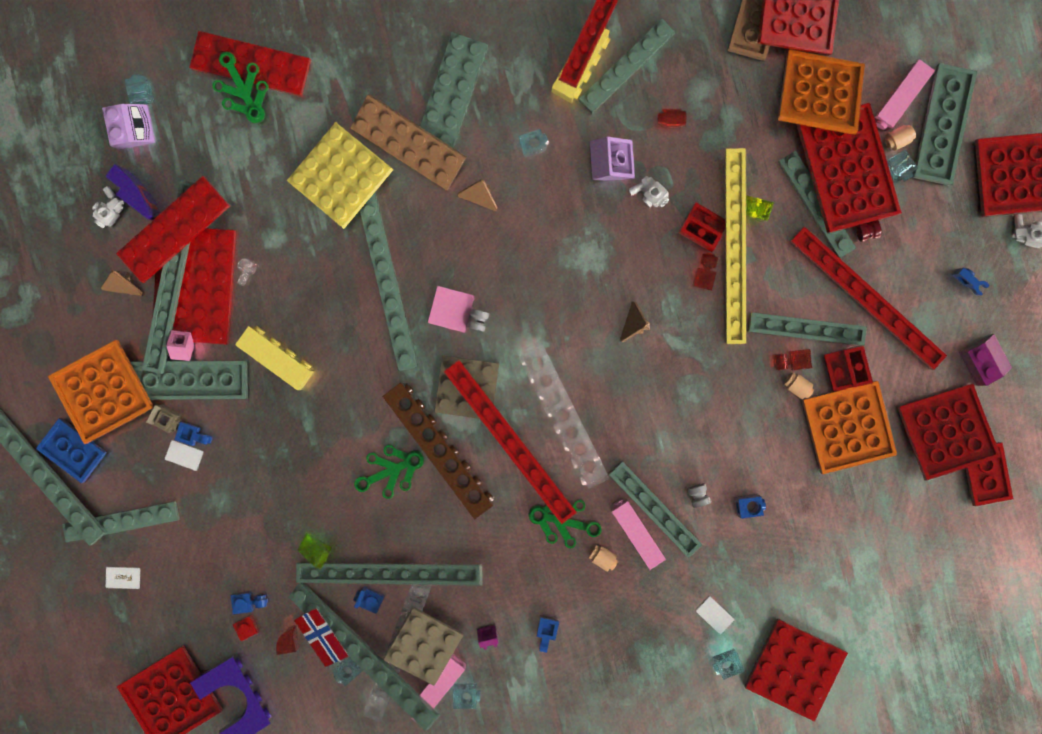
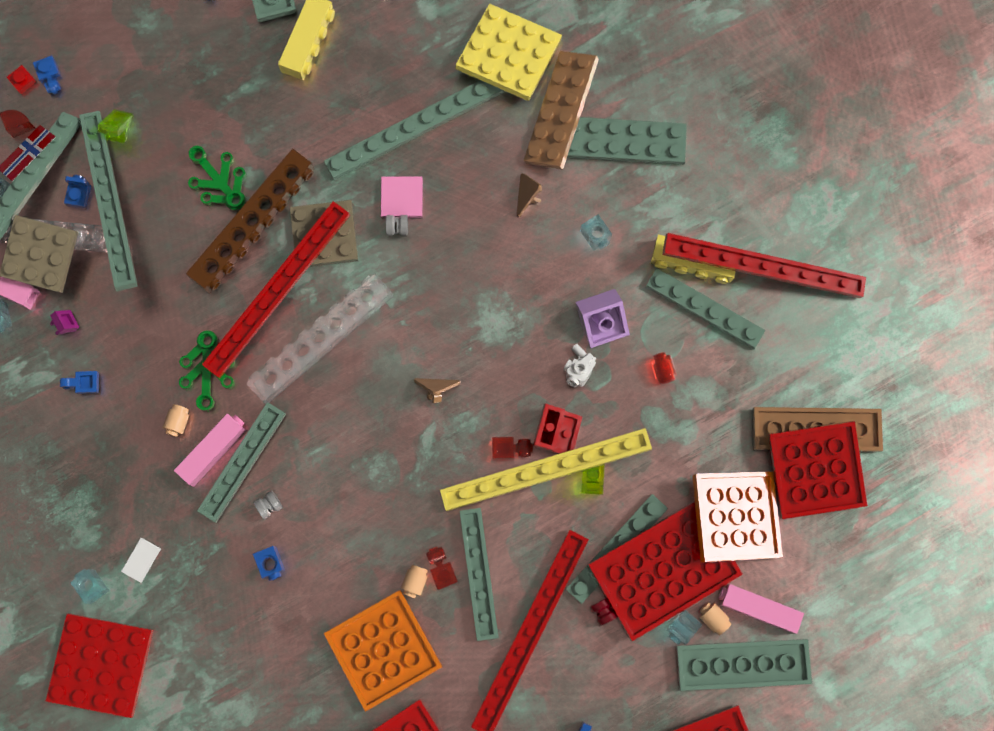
camera: 75 degrees right, 10 degrees down
(848, 368) = (446, 629): red brick -> none

